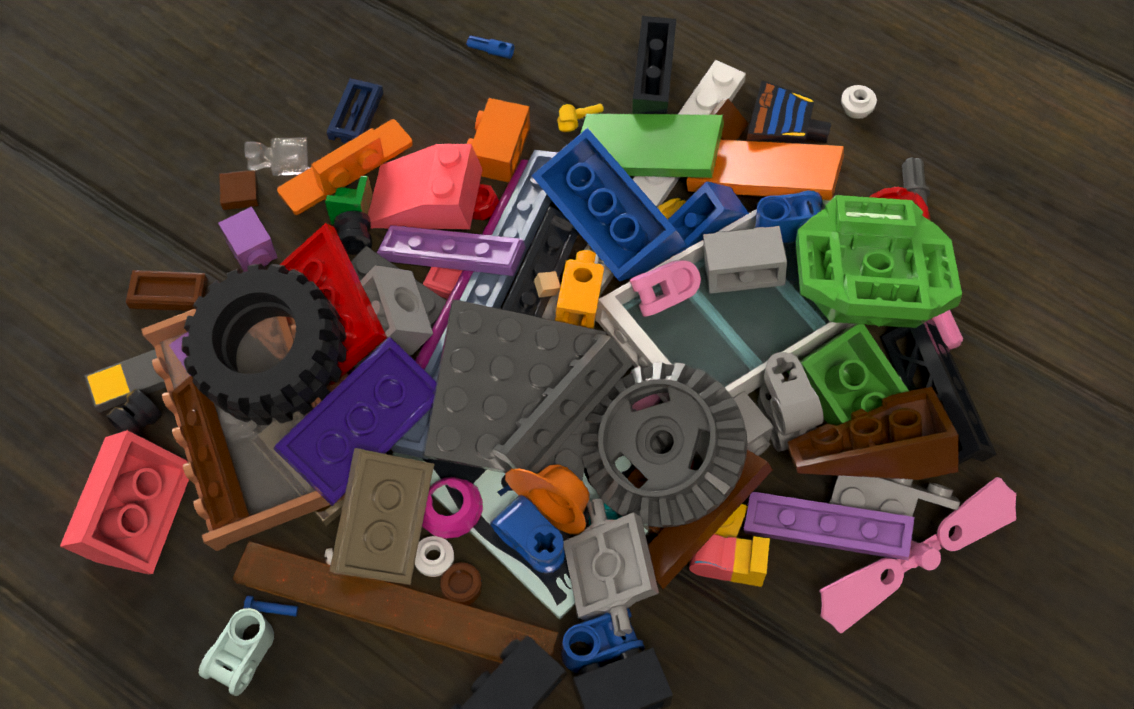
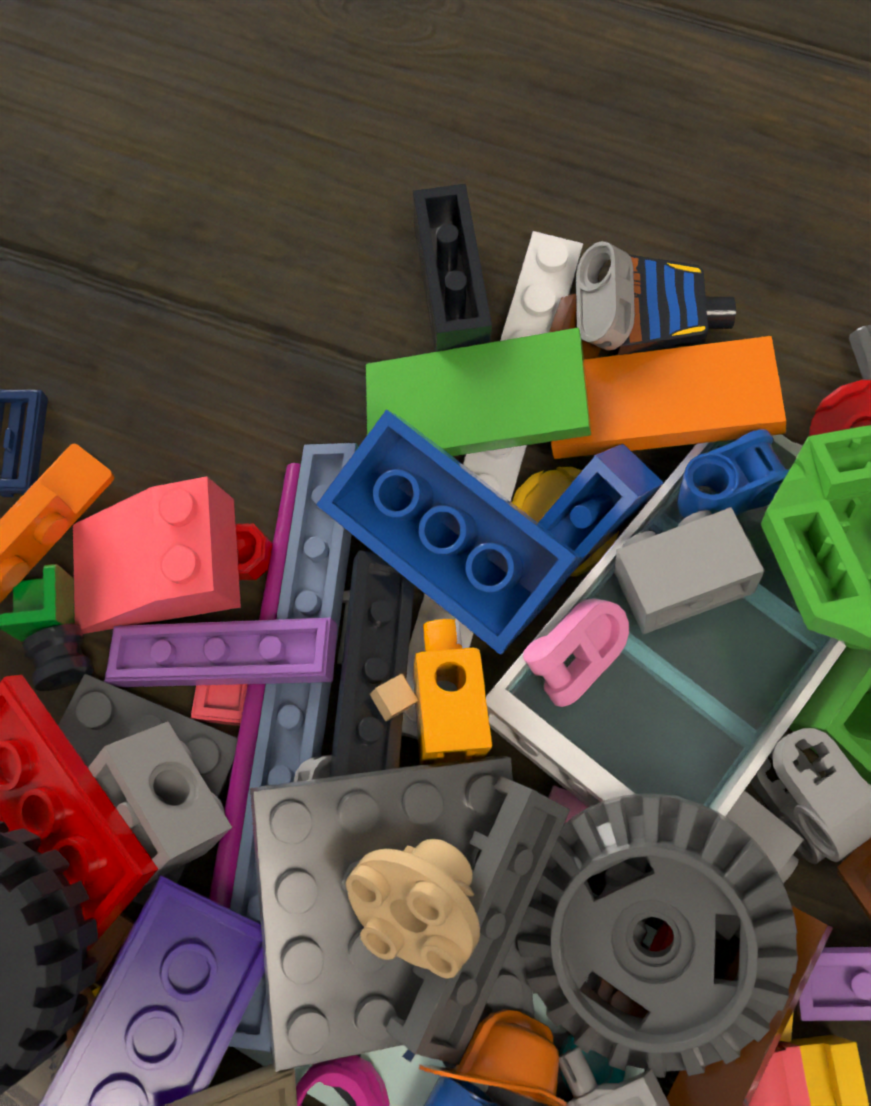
camera: 15 degrees left, 10 degrees up
(492, 46) = (194, 284): blue pin -> none
(500, 138) = (245, 439): orange brick -> none
(526, 375) = (416, 905): none -> tan plate
(568, 116) = (340, 371): yellow hand -> none
(746, 102) = (605, 307): none -> light grey piece
(861, 107) = (751, 260): white plate -> none

